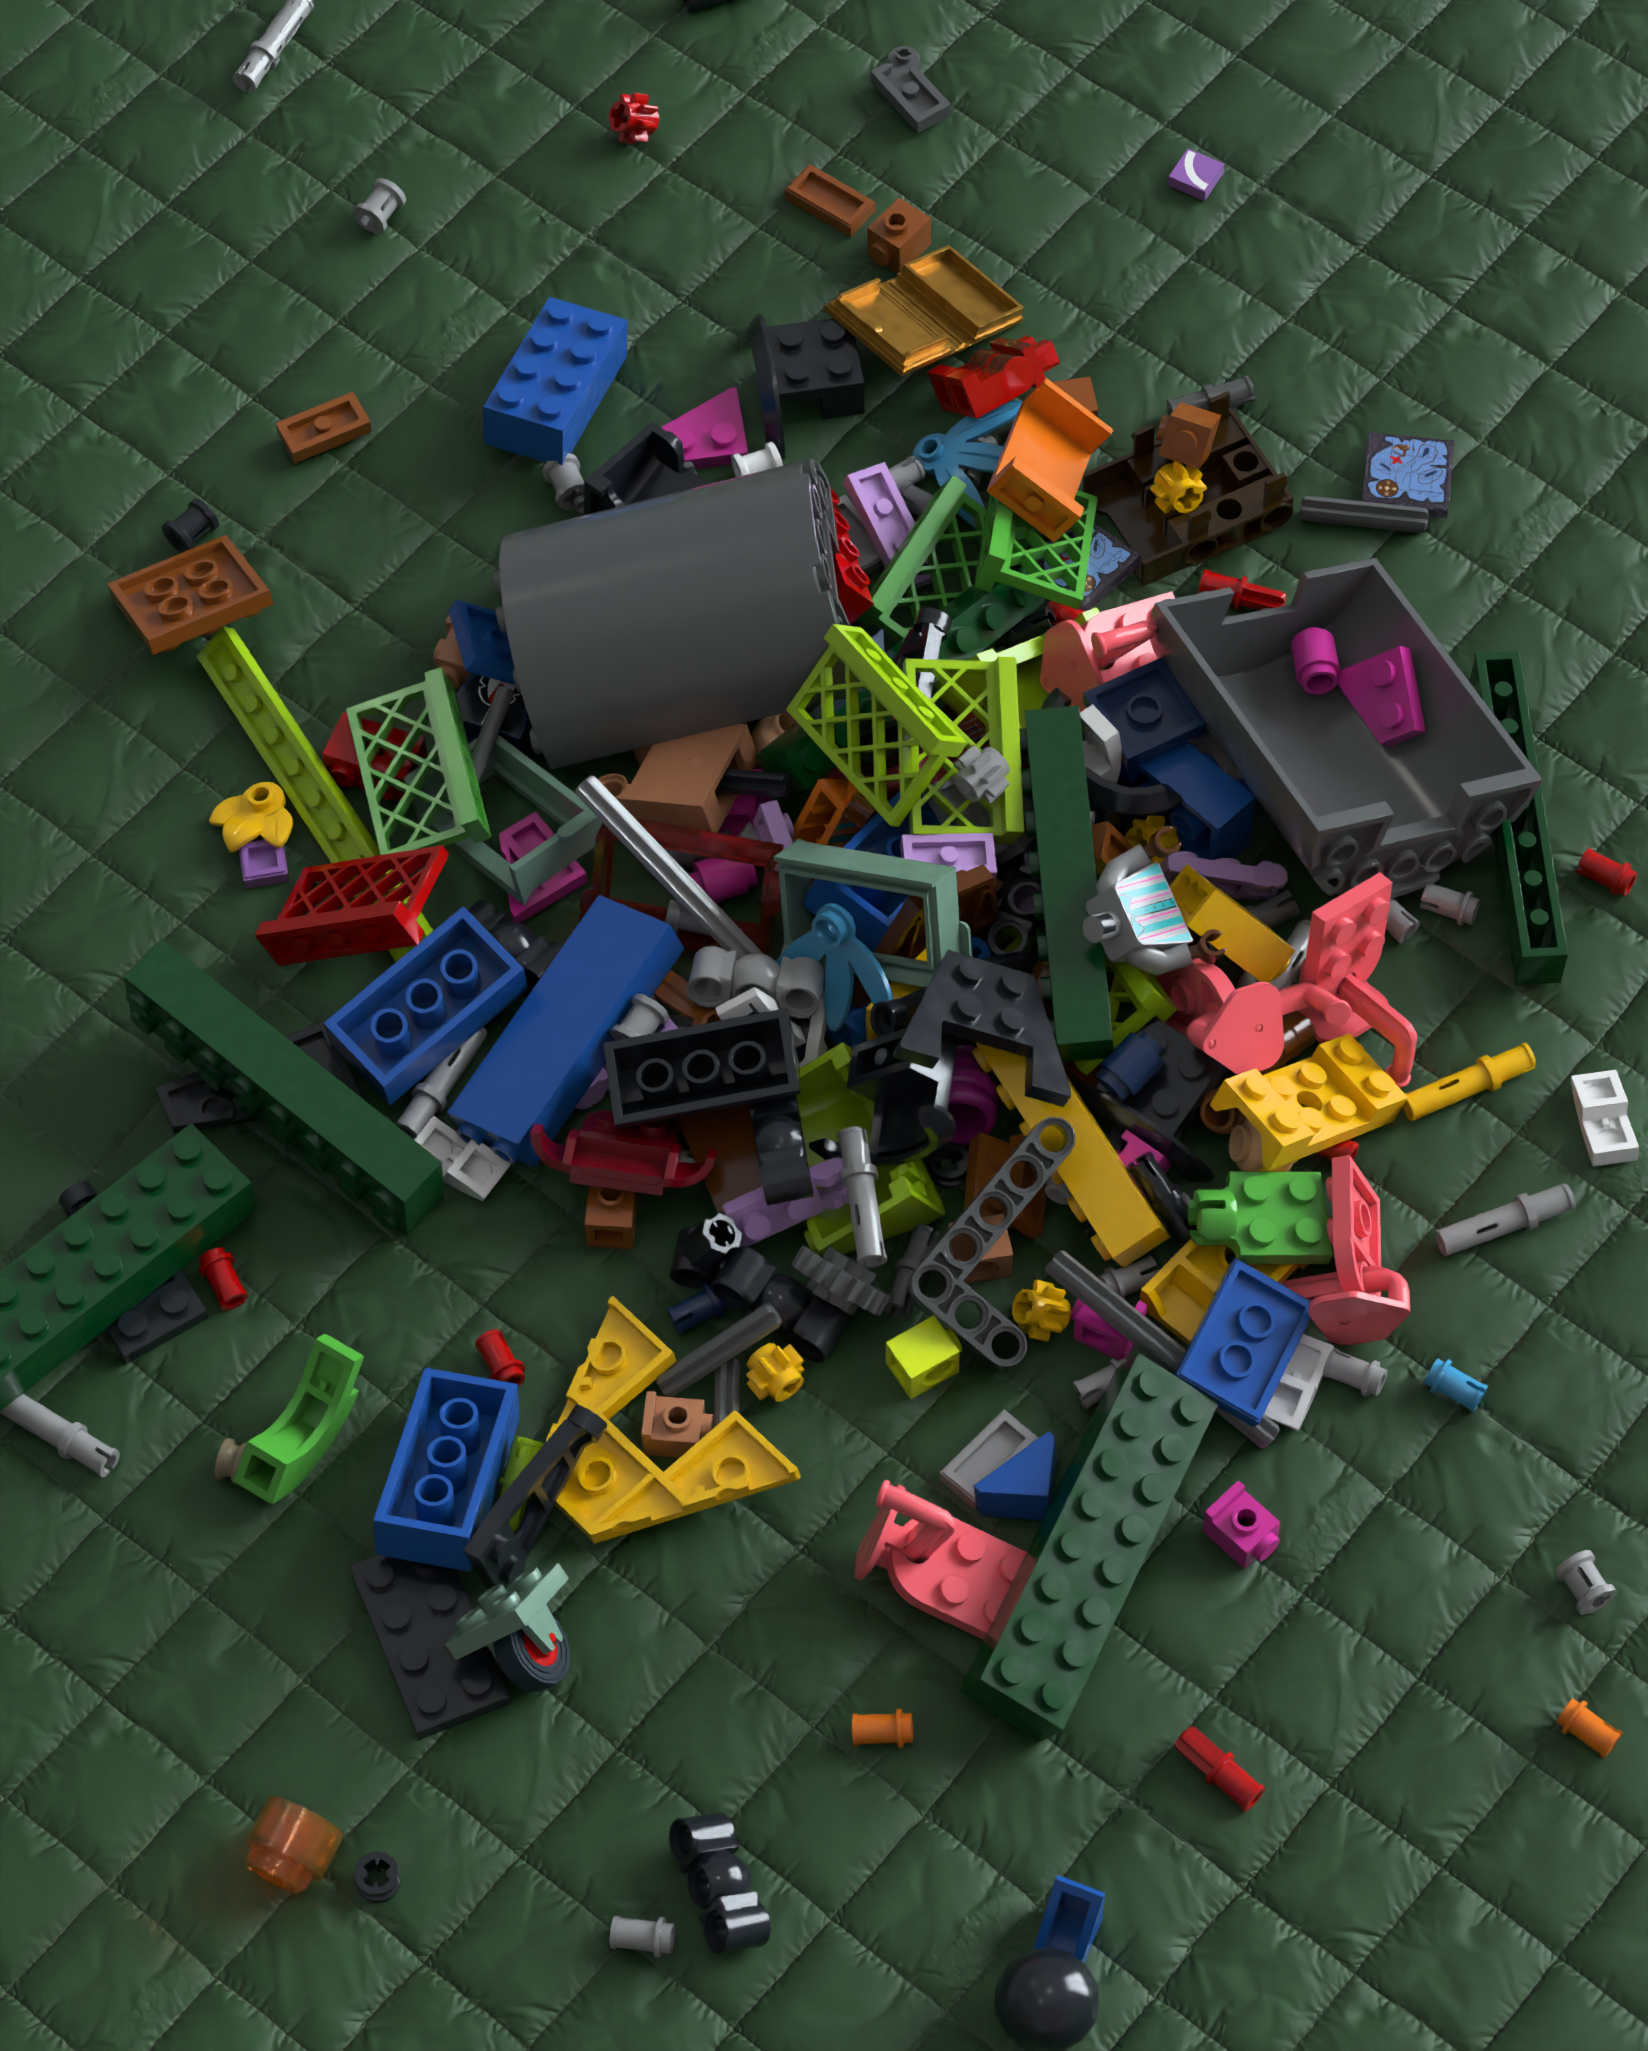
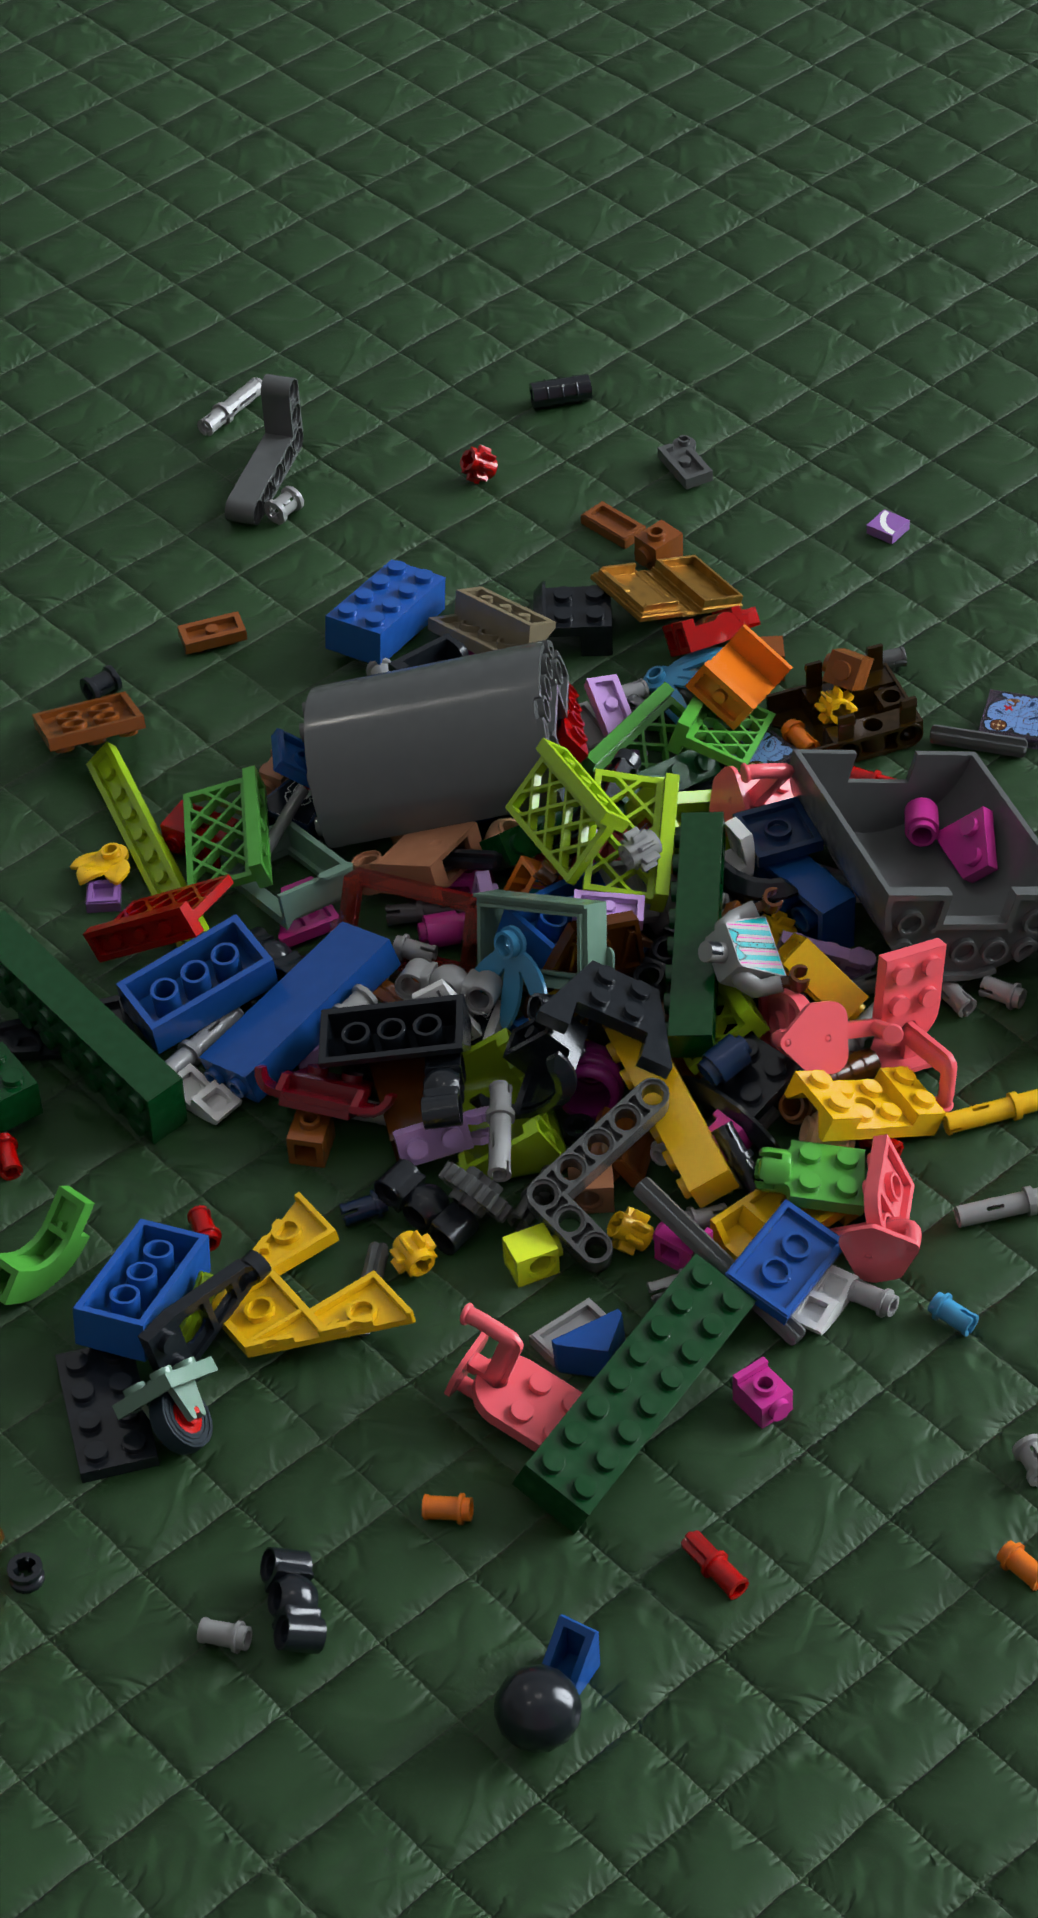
camera: 10 degrees right, 15 degrees down
(347, 127) = (273, 454): none -> dark grey beam
(664, 868) = (389, 900): light grey axle -> none
(668, 1439) = (323, 1279): nougat brick -> none
(702, 1250) = (373, 1163): black piece -> none
(704, 394) = (490, 621): none -> dark tan slope
(719, 1350) = (371, 1232): dark grey axle -> none
(1134, 532) = (795, 733): none -> orange pin

